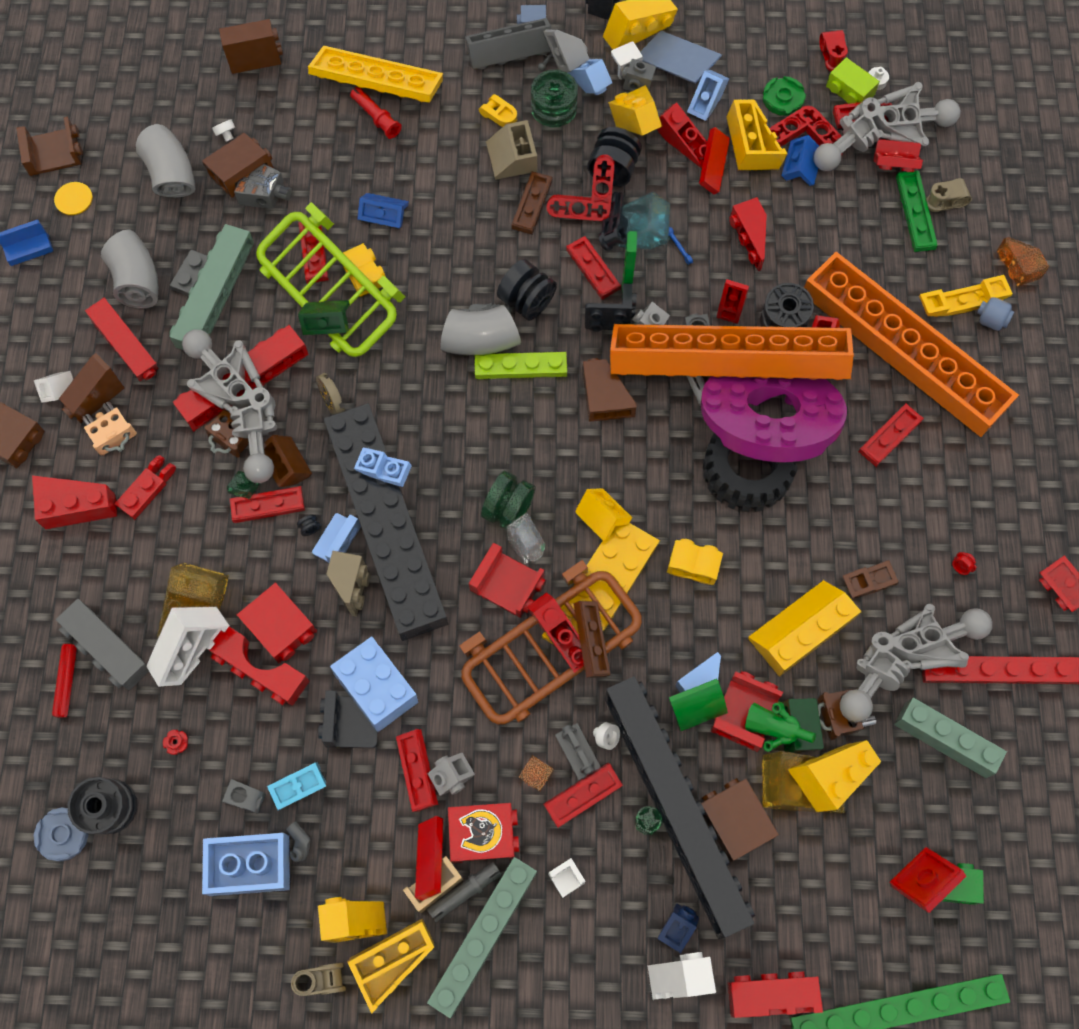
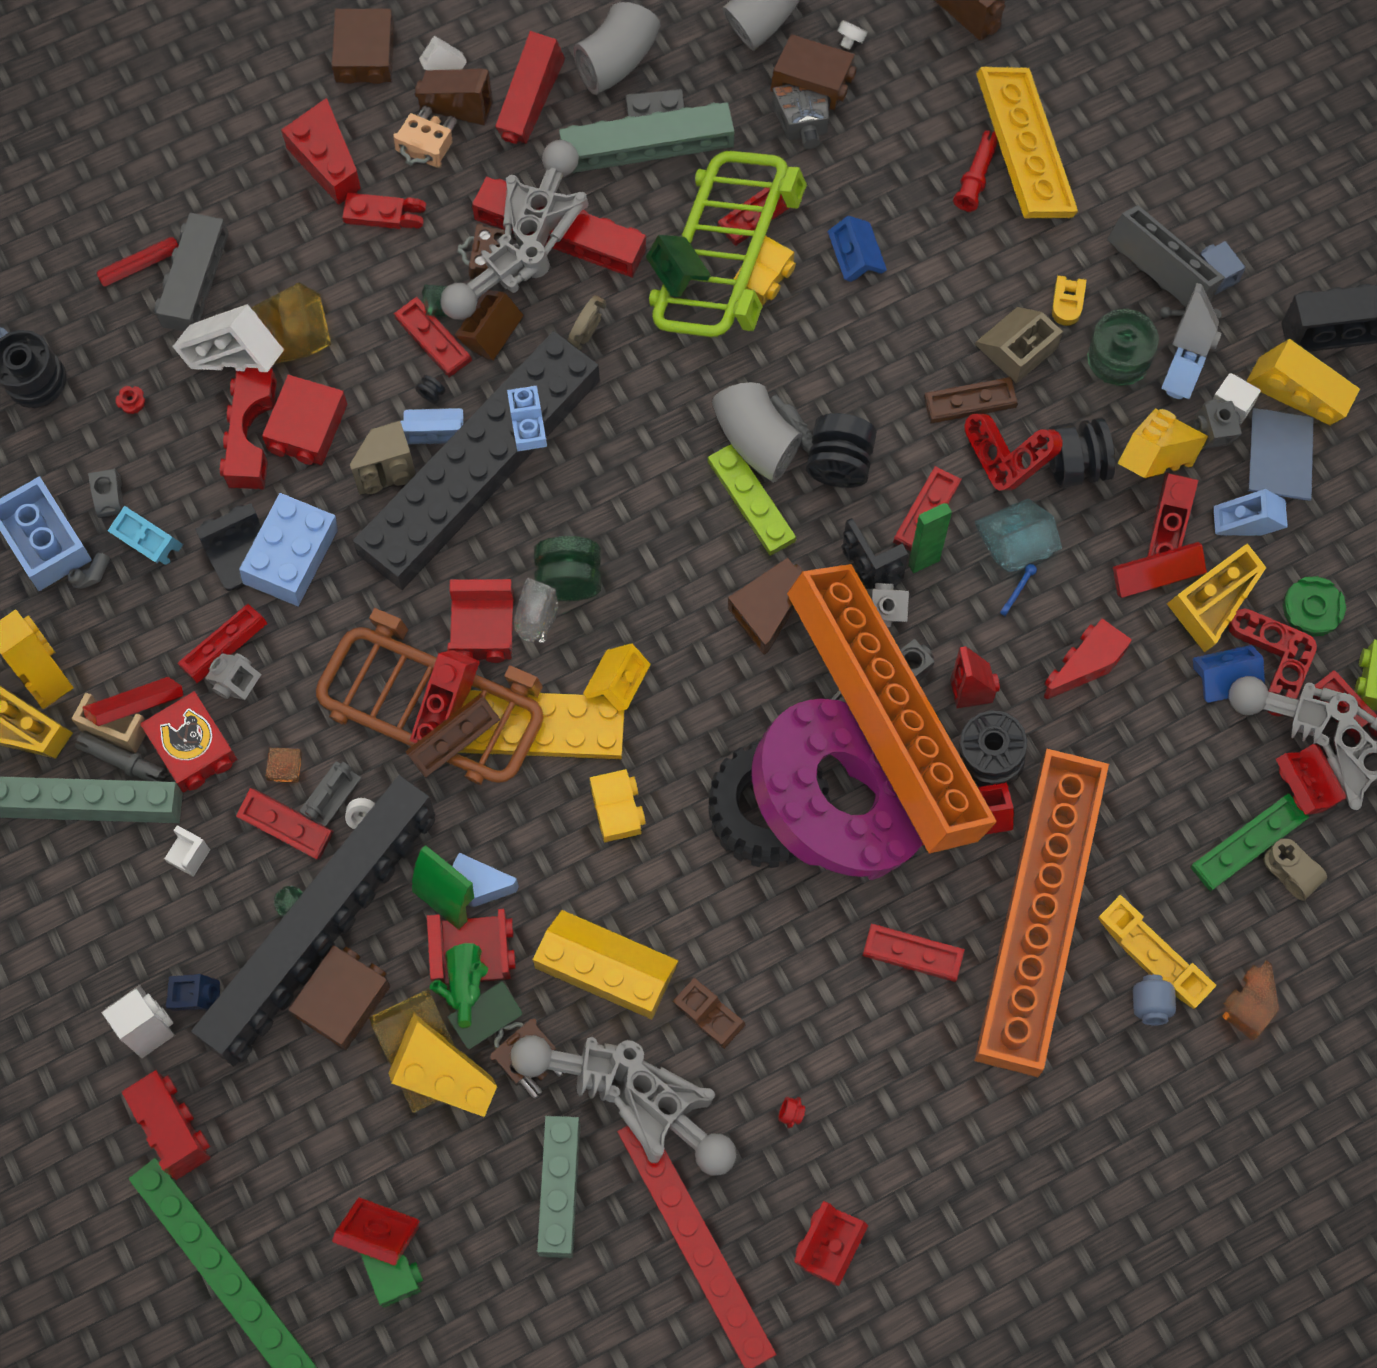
camera: 60 degrees right, 0 degrees up
(615, 227) = (993, 504): black connector -> none

